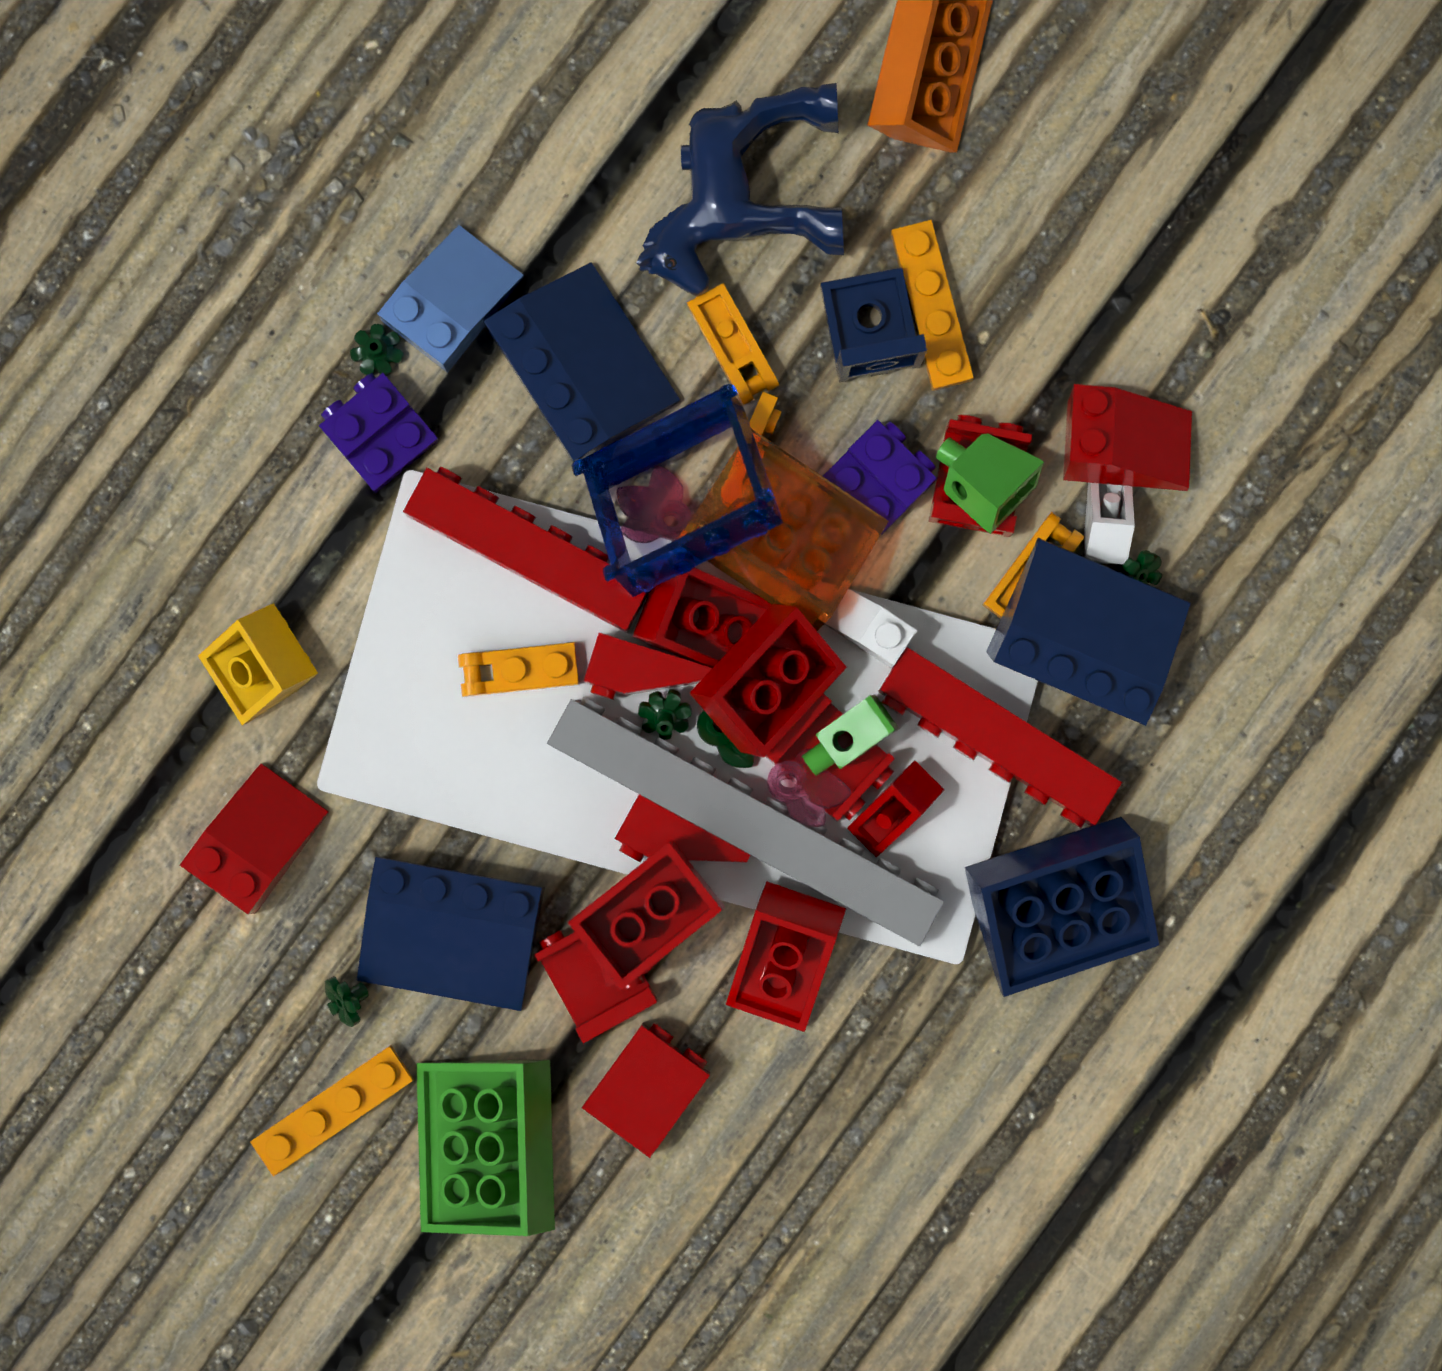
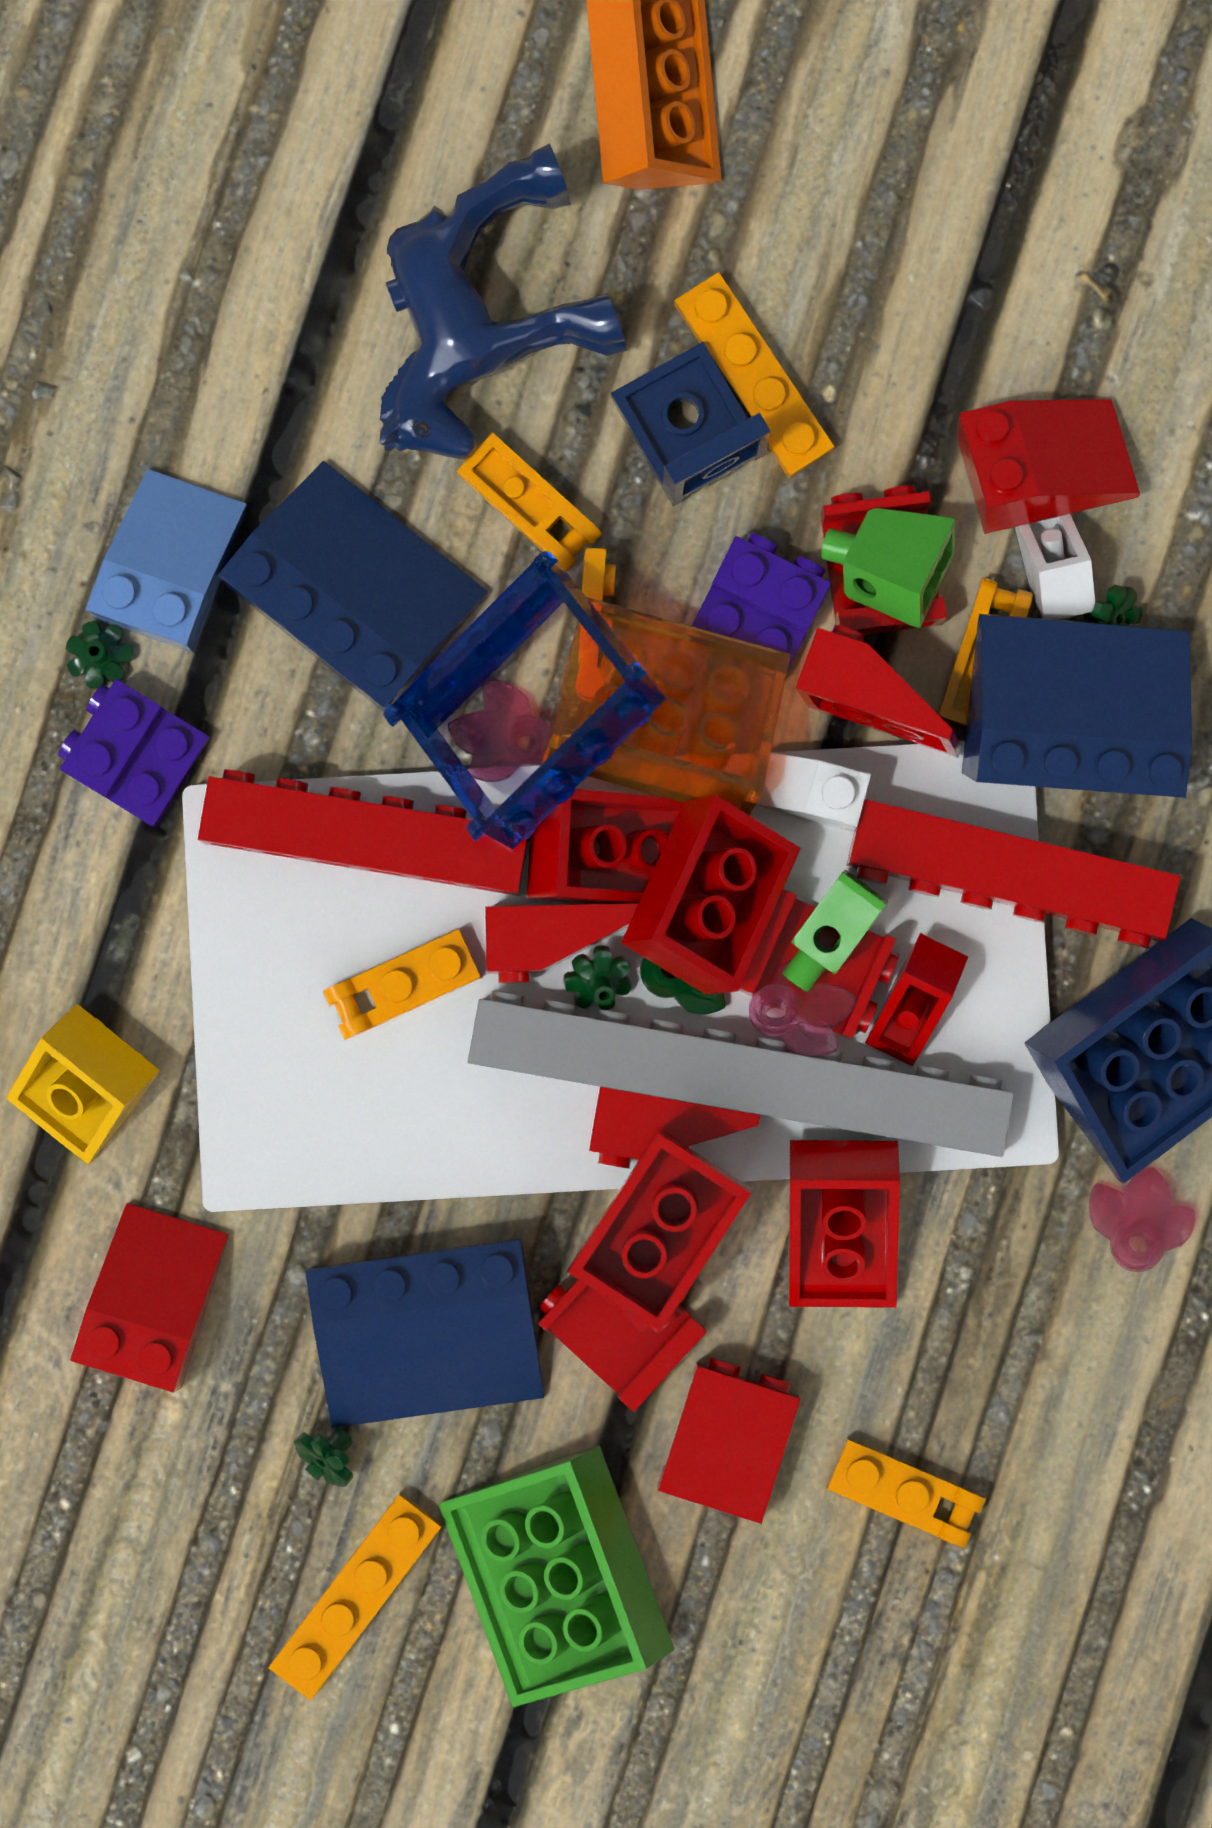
camera: 15 degrees left, 0 degrees up
(764, 1170) = (903, 1492): none -> light orange plate
(927, 558) = (859, 686): none -> red slope
(1011, 1022) = (1140, 1211): none -> clear pink plate

